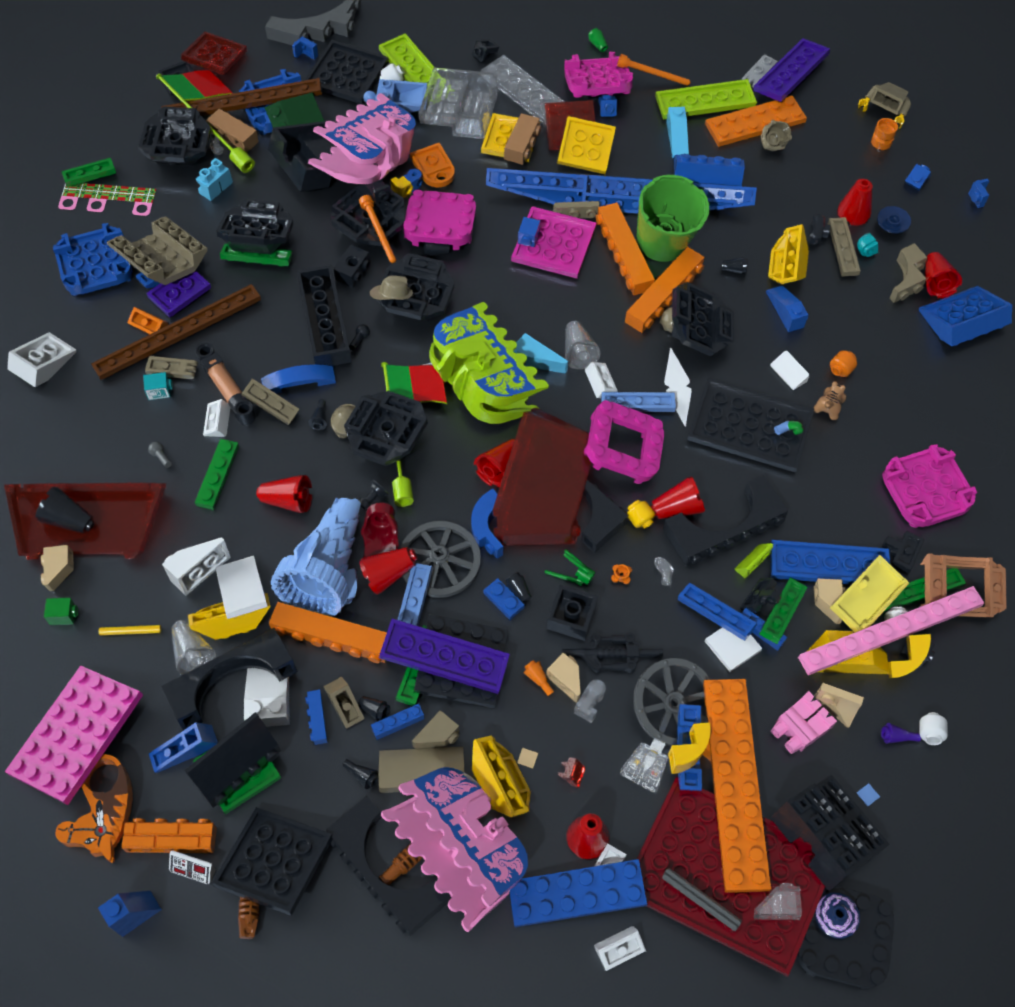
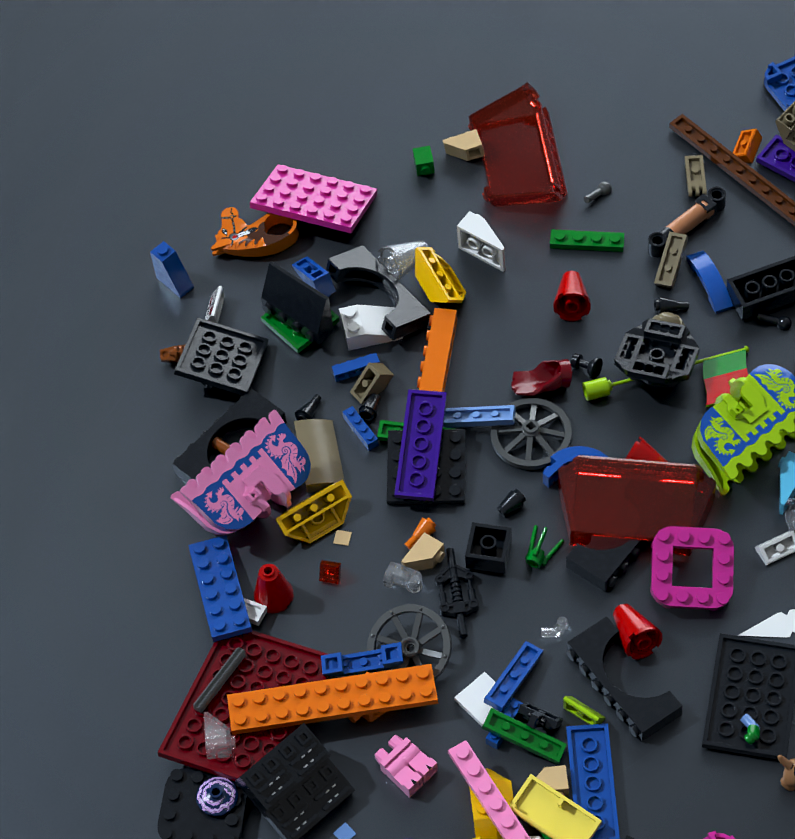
camera: 90 degrees right, 5 degrees down
(39, 358) = (679, 75): white slope -> none
(64, 512) = (515, 133): black cone -> none
(130, 630) = (416, 214): yellow bar -> none
(157, 386) = (670, 170): teal brick -> none
(169, 836) = (235, 285): orange brick -> none
(217, 419) = (645, 226): white slope -> none
(241, 587) = (465, 279): white tile -> none
(318, 572) = (493, 330): light blue cone -> none
(387, 567) = (501, 382): red cone -> none
(437, 733) = (353, 459): dark tan slope -> none
(503, 599) = (497, 493): blue plate -> none
(620, 947) = (178, 630): white slope -> none
(626, 570) = (544, 585): orange plate -> none
(640, 514) = (612, 597): yellow head -> none
(643, 400) = (755, 583): medium blue plate -> none
(646, 765) = (344, 631): clear torso -> none
(685, 756) = (347, 651): yellow brick -> none
(839, 703) = (432, 780): tan plate -> none

